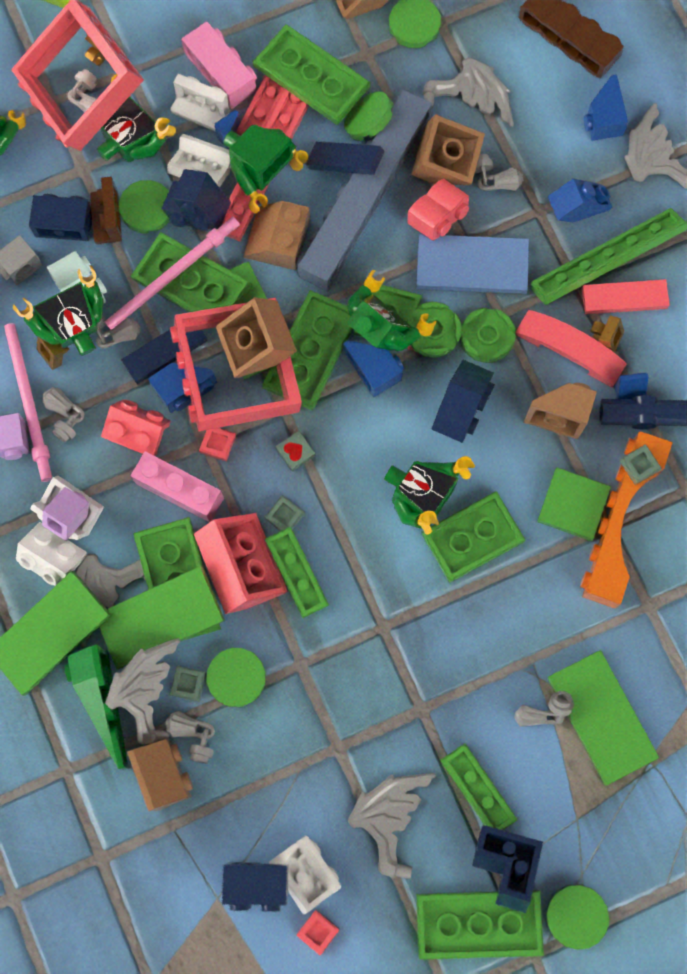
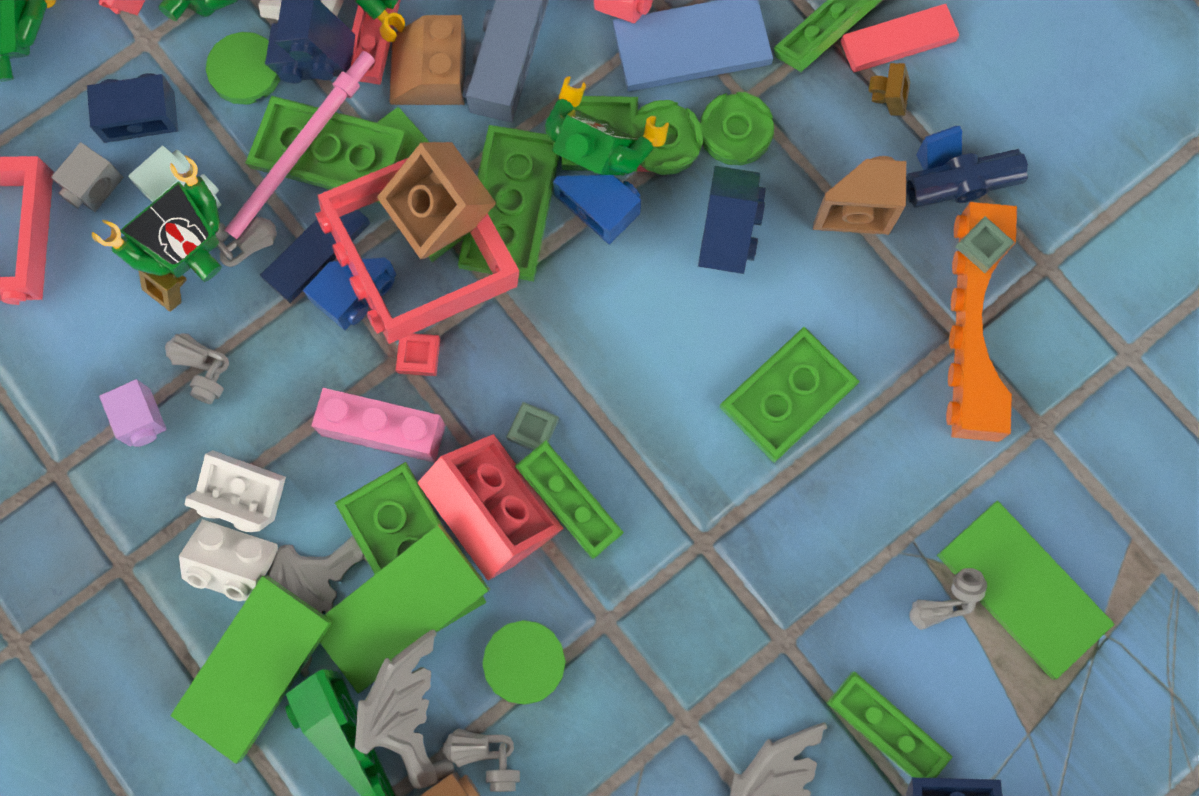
camera: 15 degrees left, 0 degrees up
(39, 451) = (179, 424): bright pink bar -> none
(65, 513) = (234, 498): lavender brick -> none
(106, 213) = (191, 87): reddish brown bracket -> none
(134, 427) = (300, 360): coral bracket -> none
(188, 683) = (460, 687): sand green tile -> none
(295, 451) = (525, 339): sand green tile -> none
(425, 490) = (712, 347): torso -> none
(573, 345) = (849, 113): coral slope -> none
(574, 504) = (908, 319): bright green tile -> none

